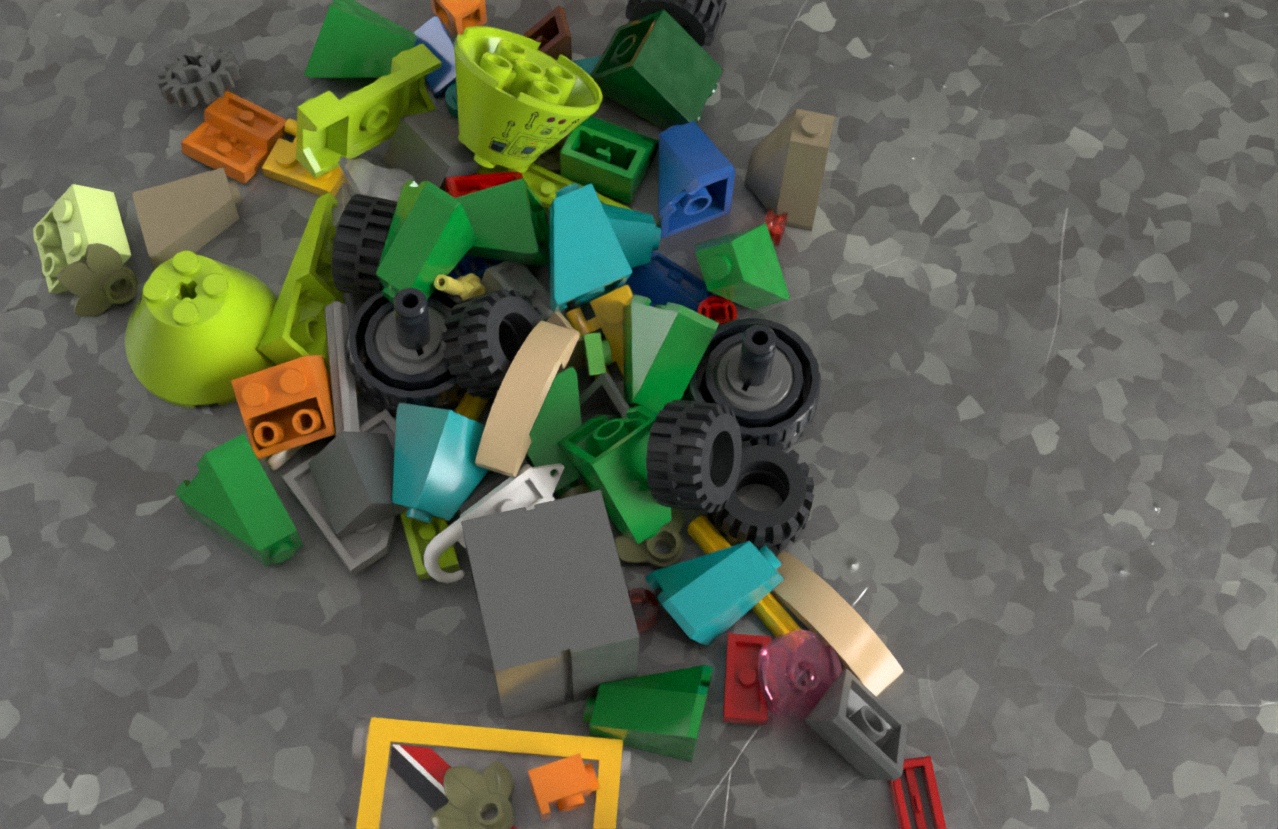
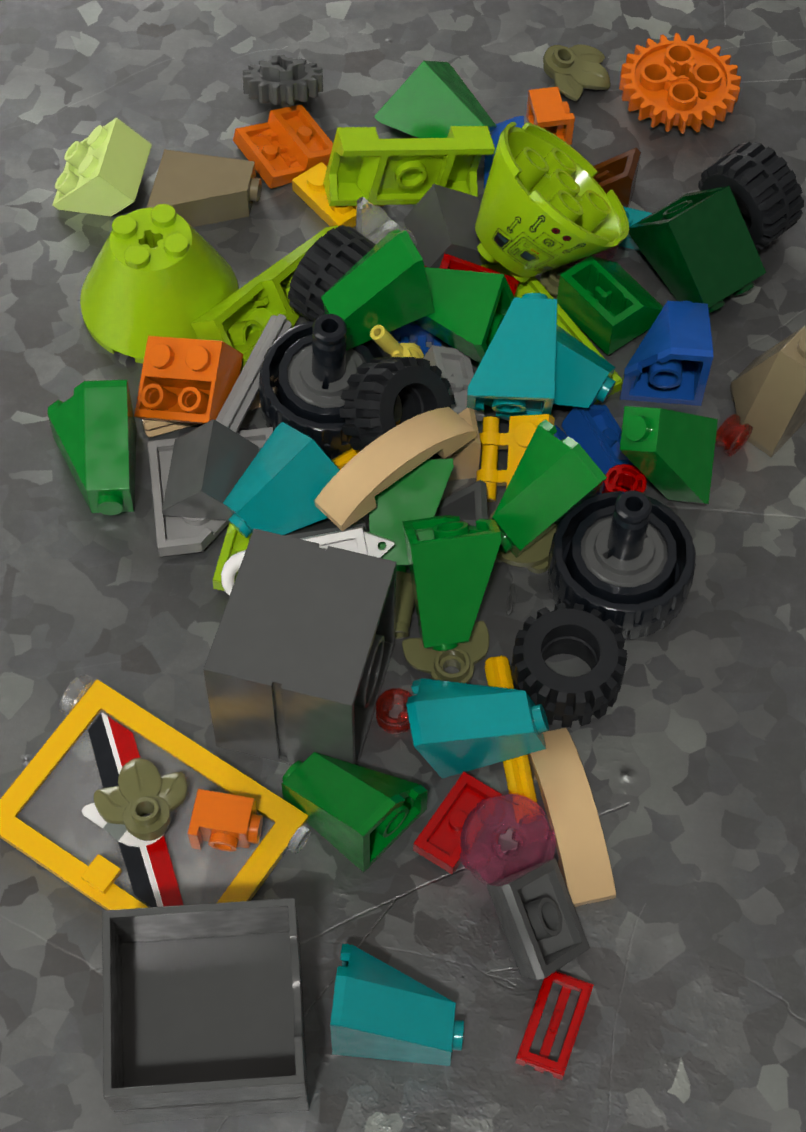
camera: 30 degrees right, 5 degrees down
(94, 279) = (89, 206): olive plate -> none
(596, 353) = (486, 462): bright green plate -> none
(694, 455) = (513, 584): black tyre -> none

